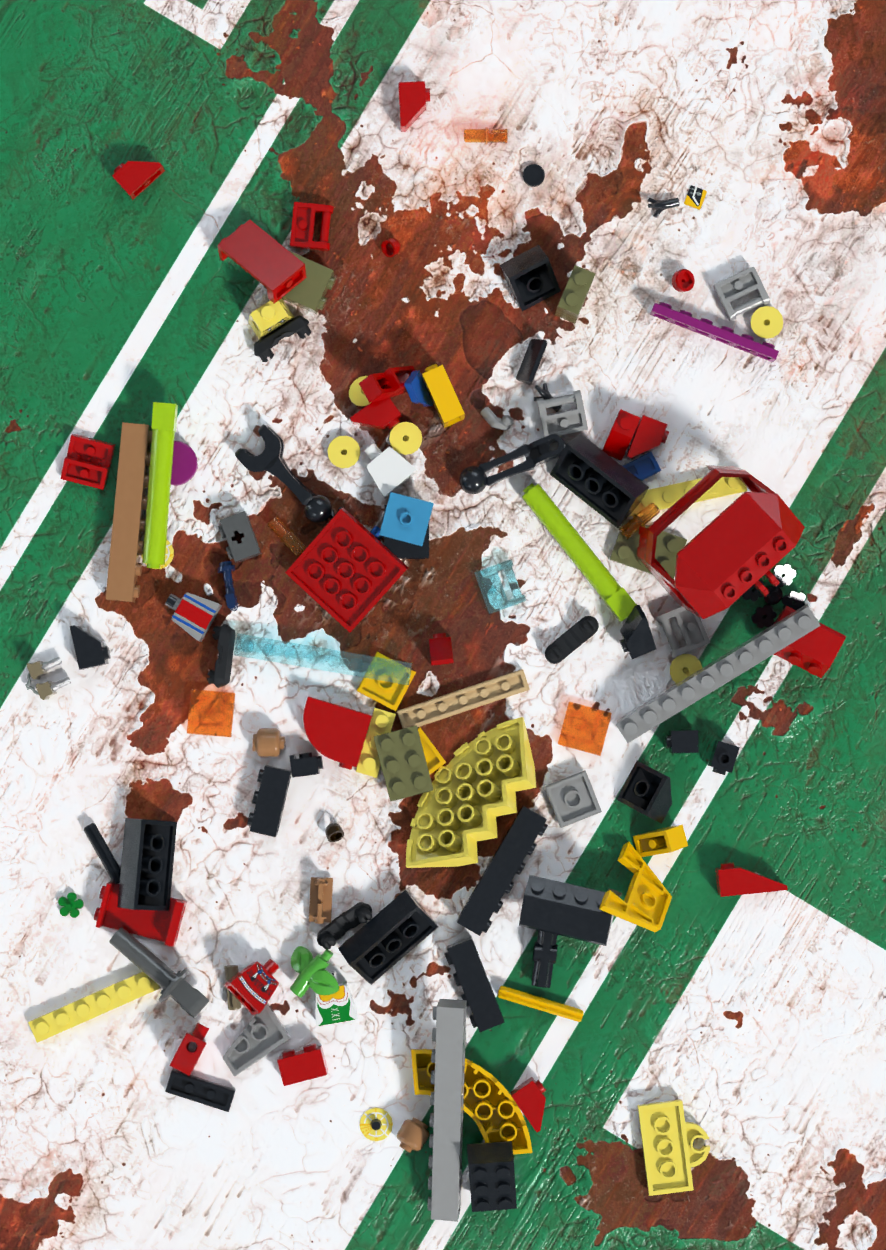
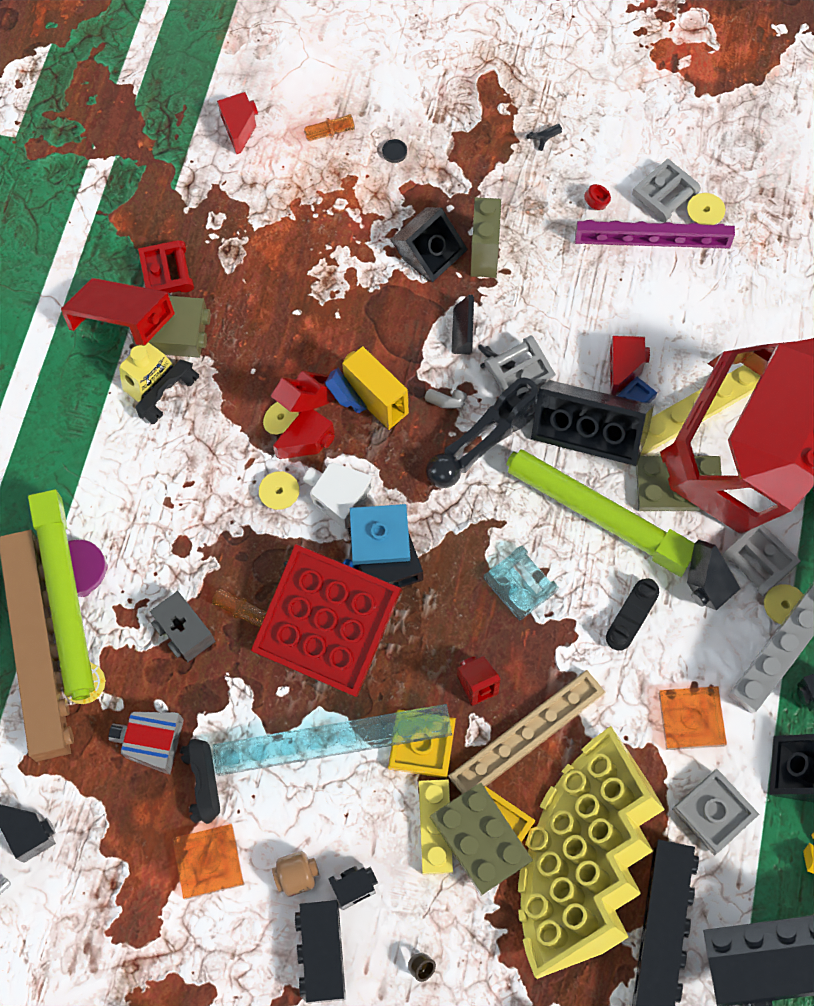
camera: 20 degrees left, 20 degrees down
(231, 599) = (175, 671): dark blue hinge -> none
(316, 507) = (192, 526): black piece -> none
(336, 731) = (379, 827): red brick -> none
(390, 249) = (261, 267): red hinge -> none
(405, 438) = (348, 450): light yellow piece -> none
(621, 434) = (596, 363): red slope -> none
(641, 518) = (652, 456): clear orange axle -> none
(695, 197) = (575, 120): sticker -> none

